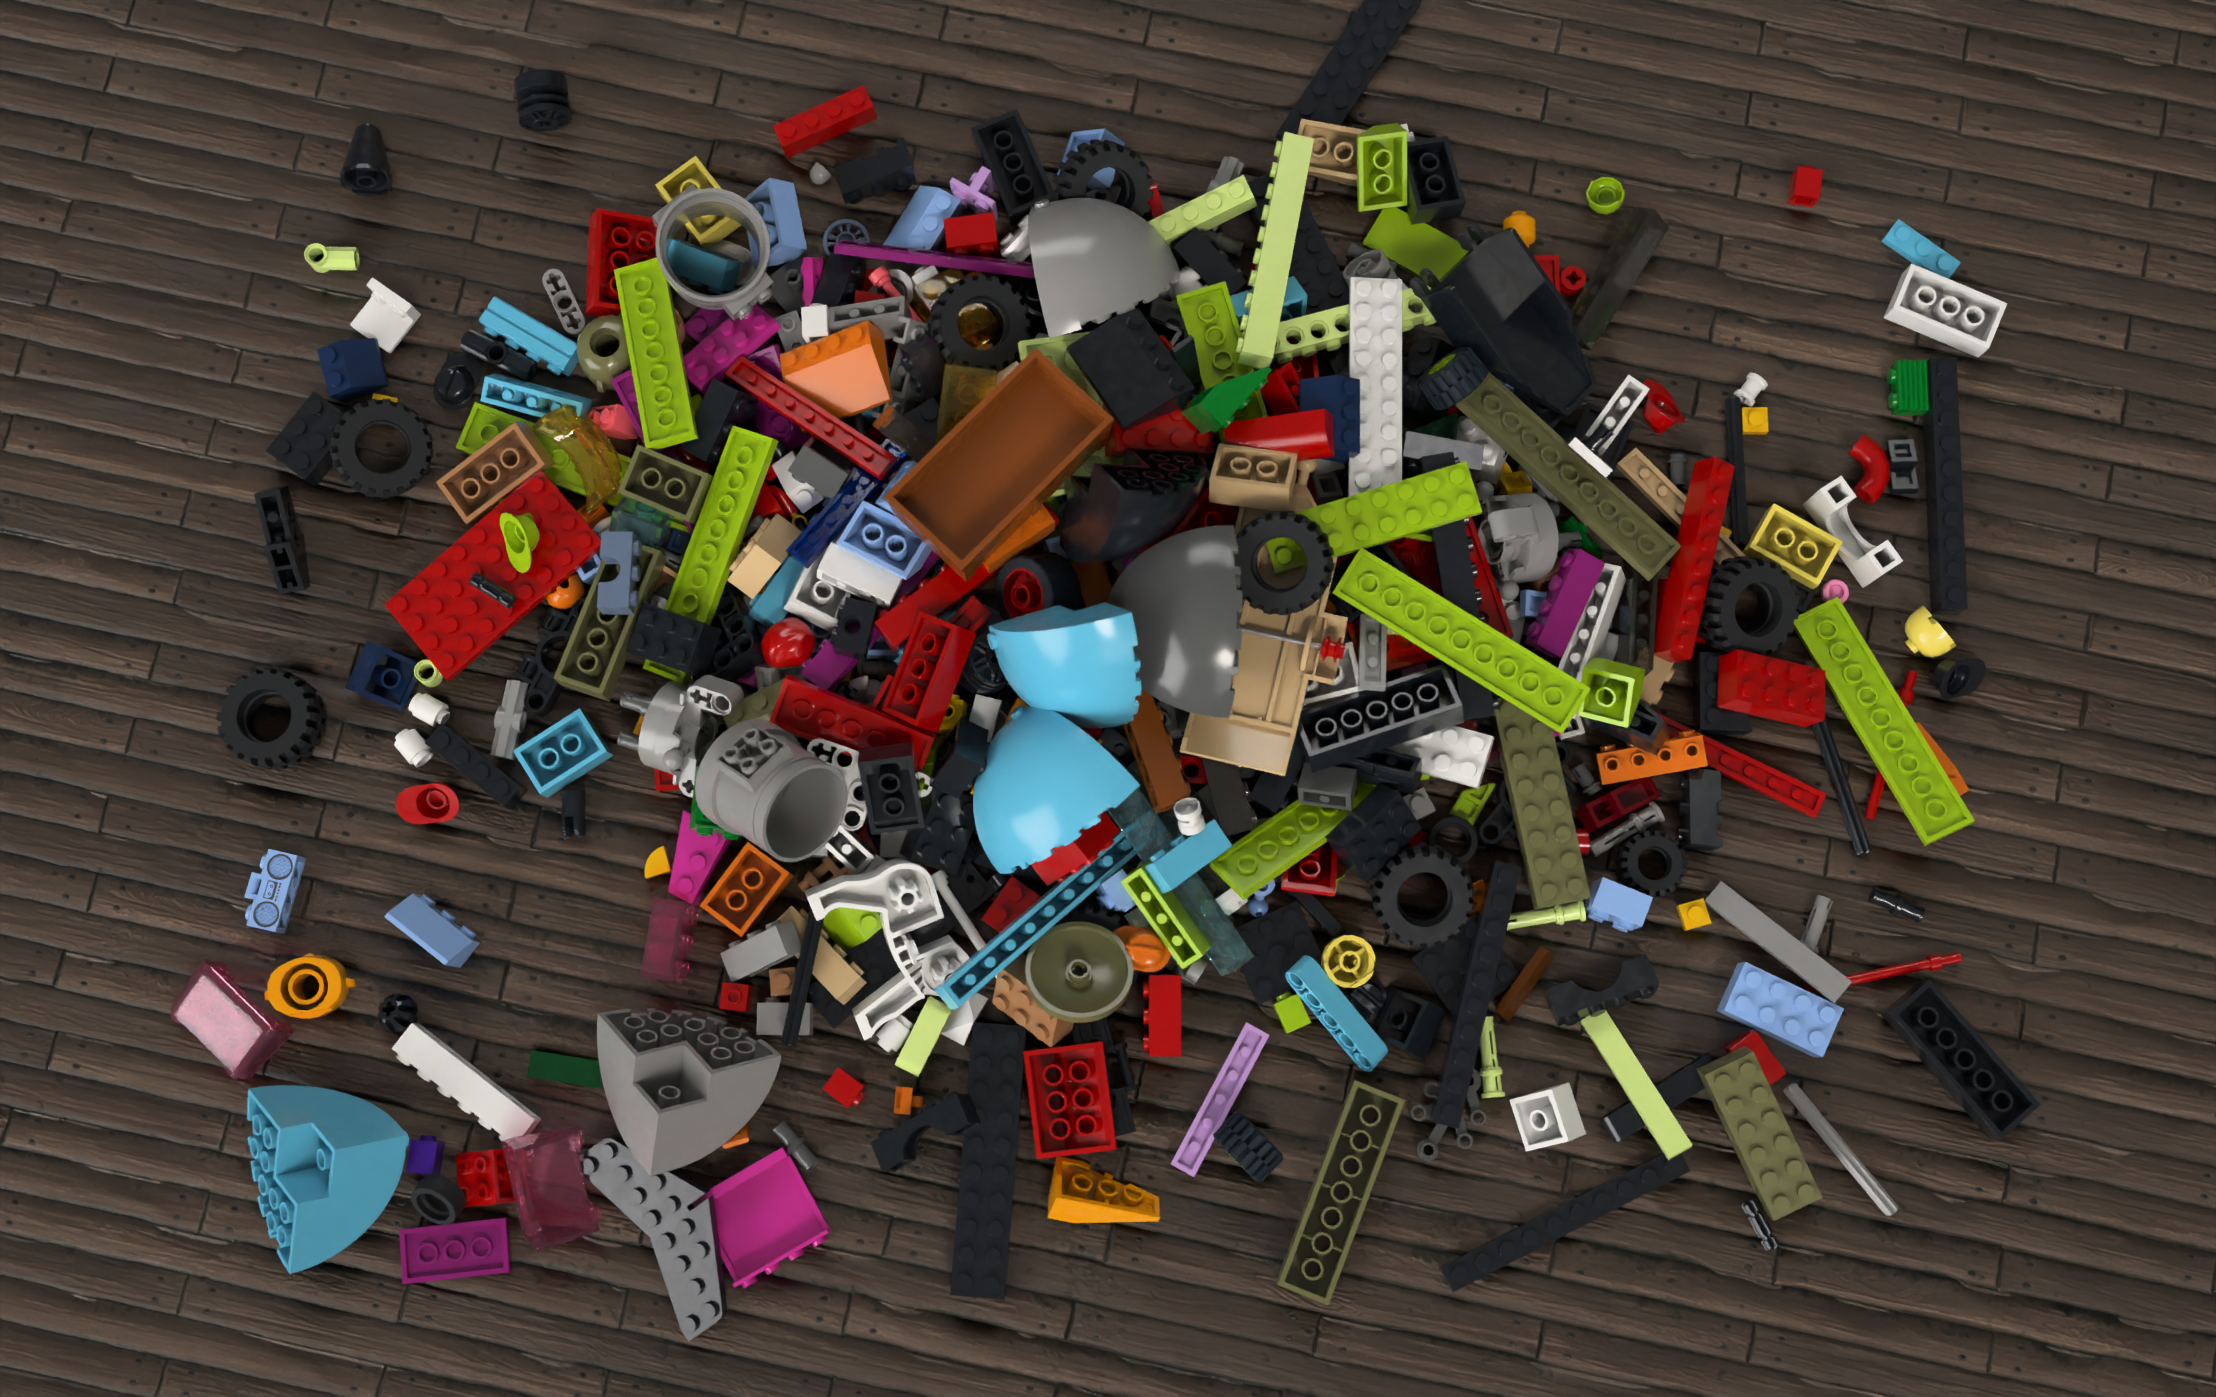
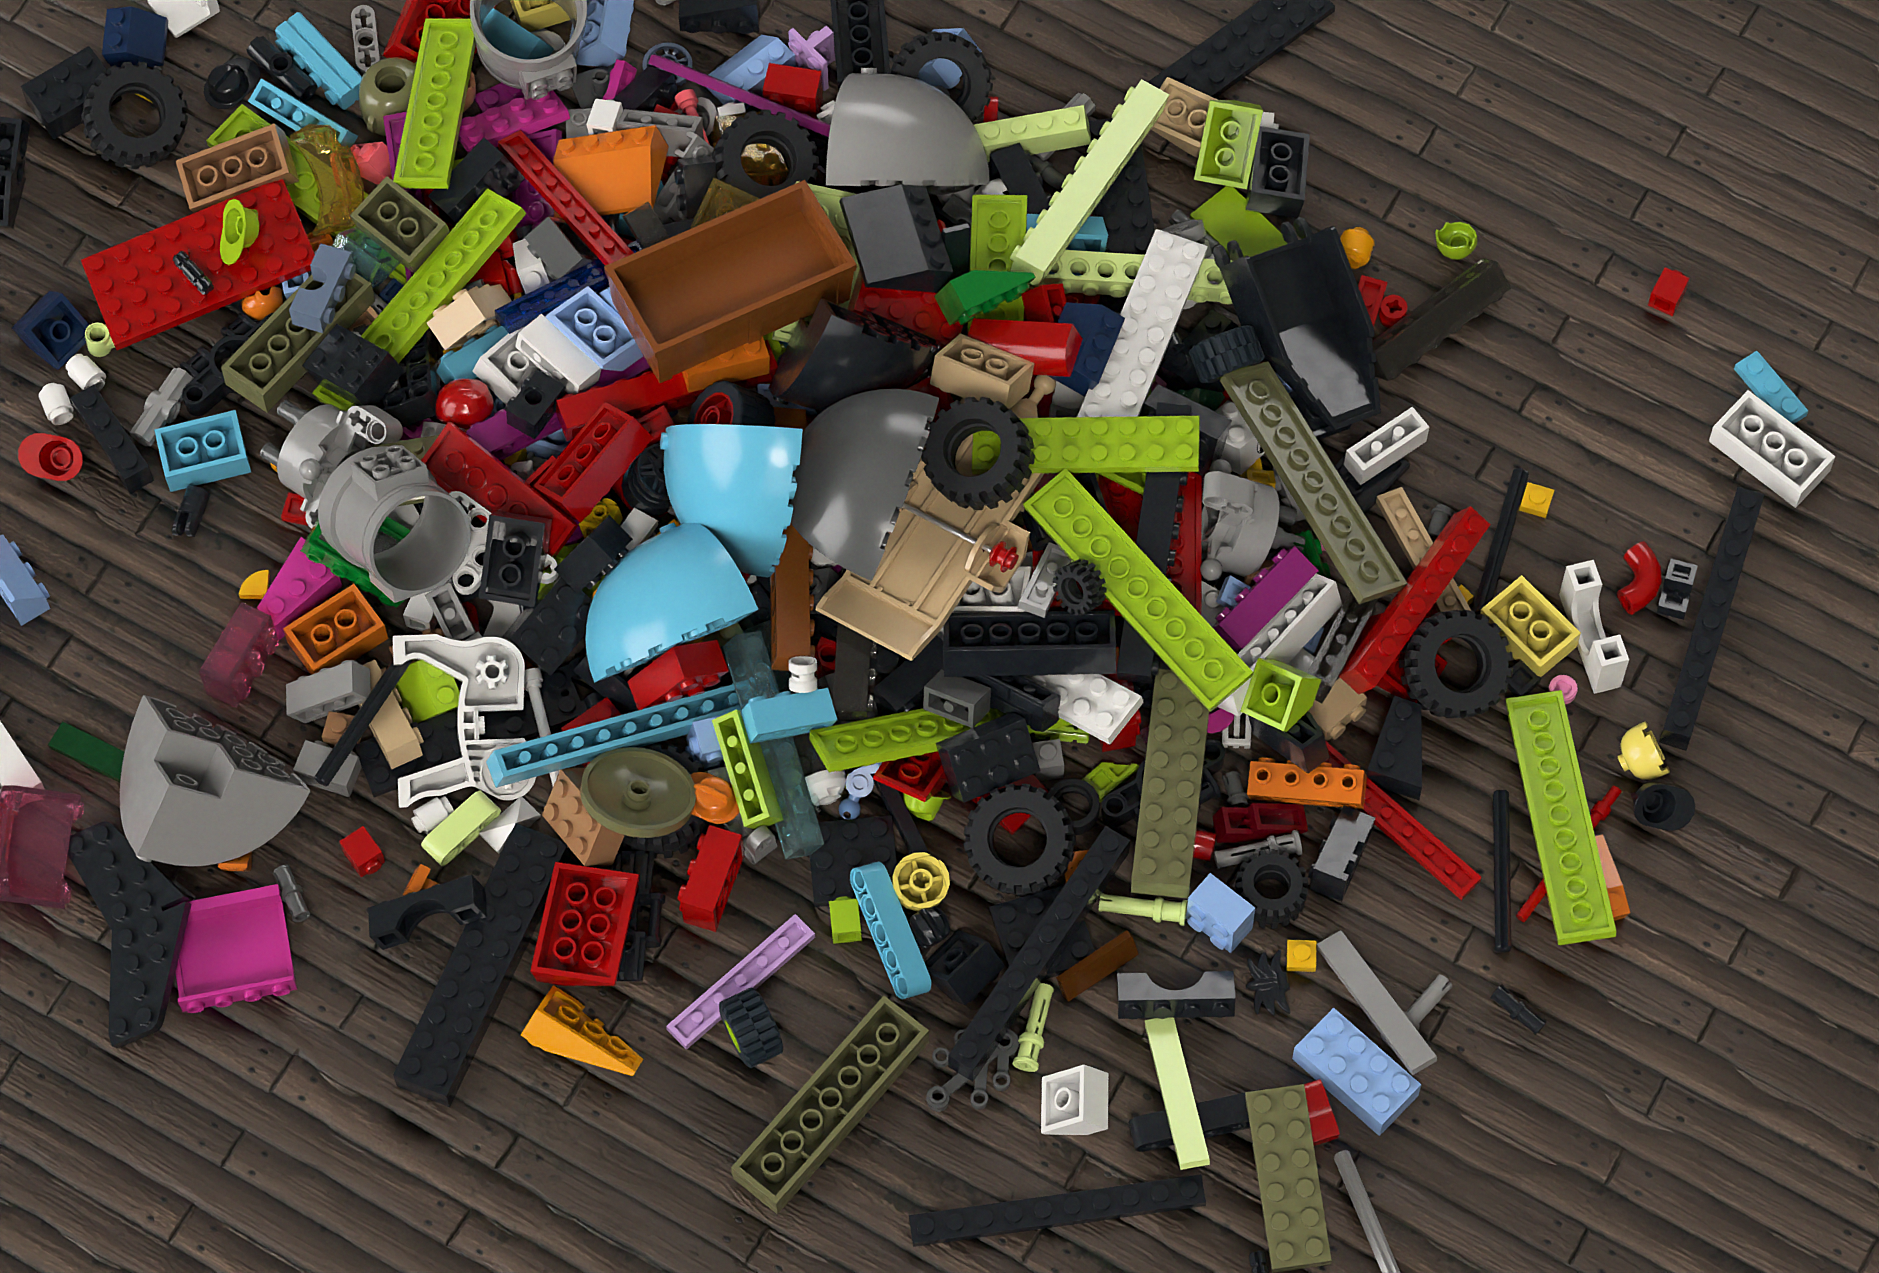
camera: 15 degrees right, 15 degrees down
(736, 997) = (286, 732): red brick -> none
(1414, 646) = (1069, 591): none -> black tyre
(1589, 448) = (1344, 463): black tile -> none
(1660, 408) = (1440, 455): red piece -> none
(1675, 949) = (1269, 984): none -> black piece
(1751, 389) = (1542, 467): white bush -> none
(1771, 688) = (1455, 751): red brick -> none
(1909, 388) = (1710, 513): green brick -> none
(1932, 962) = (1537, 1078): red bar -> none
(1960, 1059) = (1529, 1176): black brick -> none

